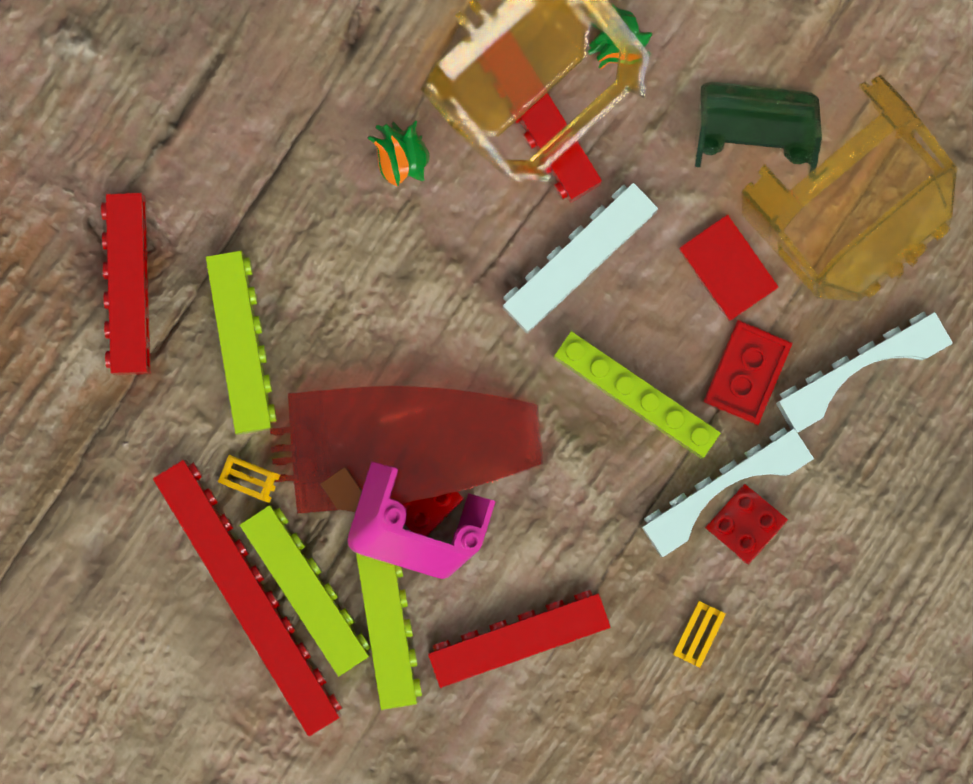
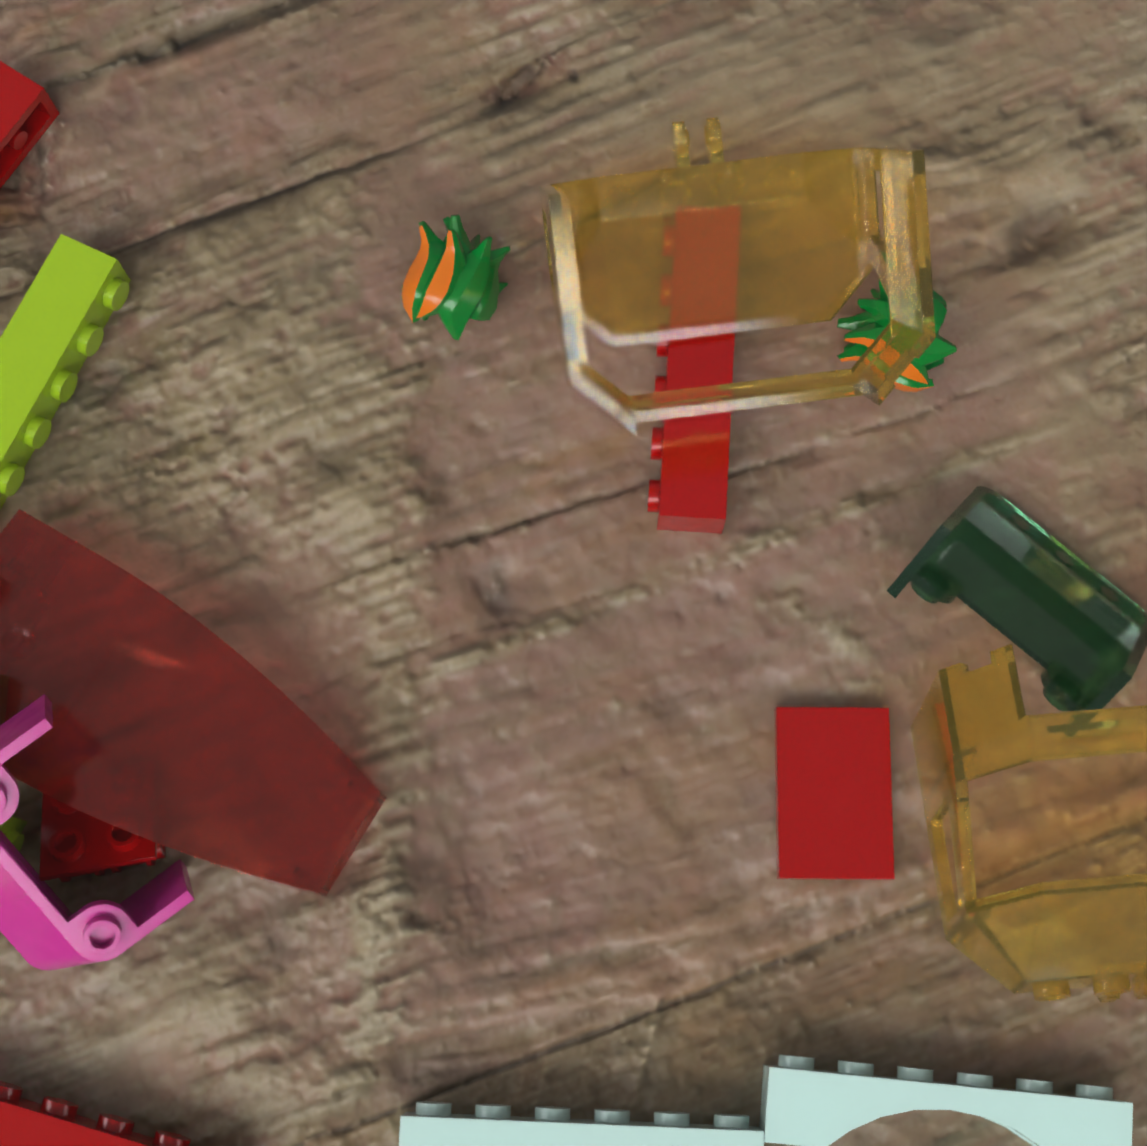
camera: 35 degrees right, 10 degrees down
(580, 258) = (610, 614): light aqua brick -> none
(636, 395) = (547, 893): lime brick -> none
(747, 372) = (751, 982): red tile -> none

